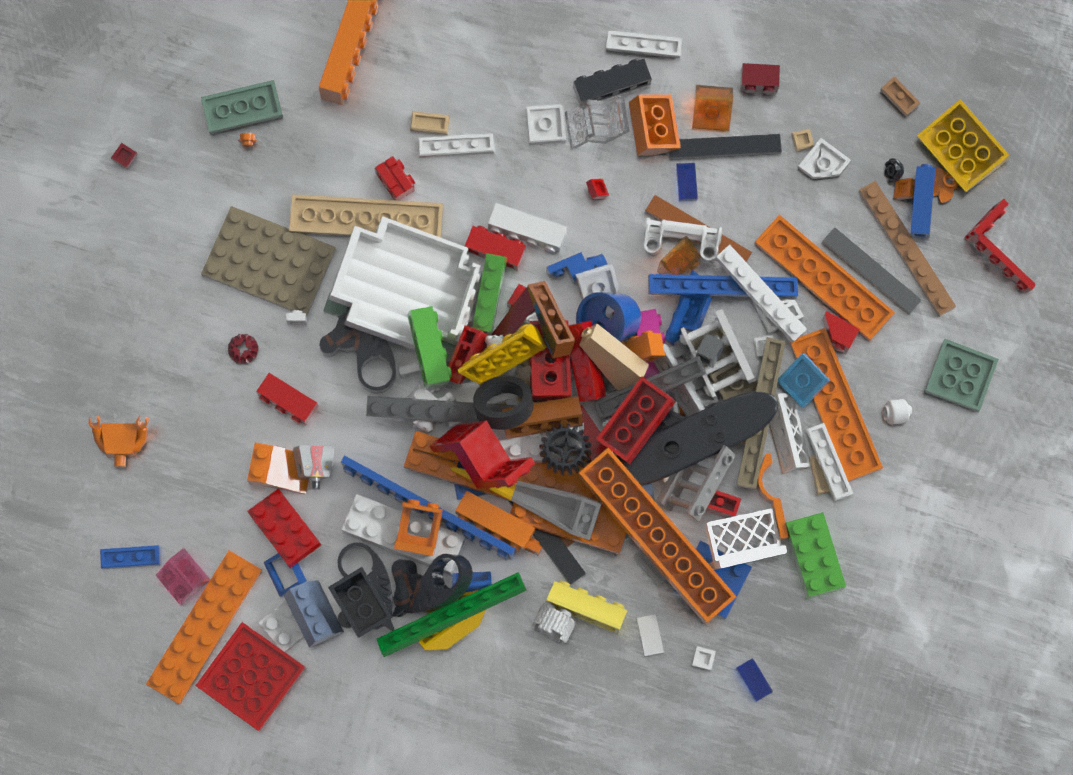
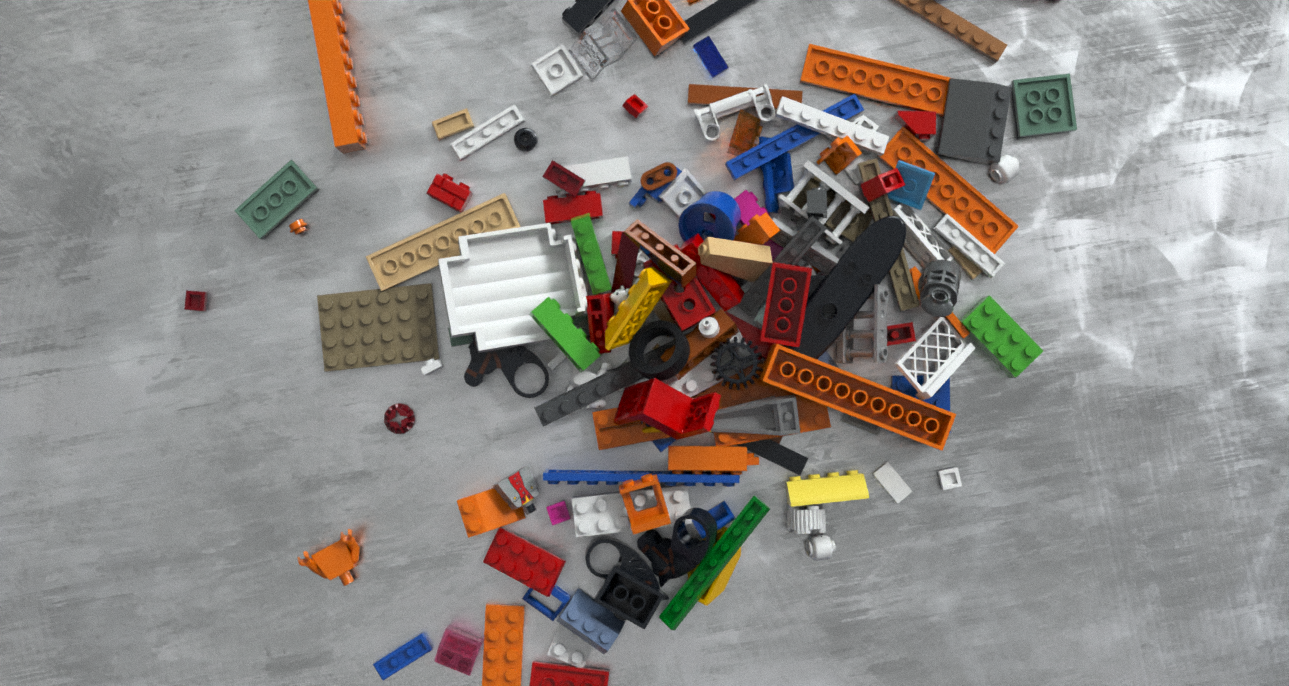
camera: 25 degrees left, 10 degrees up
(286, 399) = (463, 444): red brick -> none
(337, 503) = (558, 512): none -> dark pink plate
(483, 173) = (531, 141): none -> black plate
(500, 216) = (563, 178): none -> dark red plate
(554, 657) = (820, 547): none -> white head
(557, 405) = (709, 327): none -> white tile
(584, 255) = (658, 176): none -> dark orange plate
(754, 321) = (840, 155): none -> orange bracket
(754, 680) = (1002, 473): clear blue tile -> none
(777, 365) = (882, 184): none -> red slope
(782, 480) = (940, 288): none -> dark grey cylinder
(871, 271) = (916, 52): dark grey tile -> none
(890, 355) = (974, 120): none -> dark grey slope

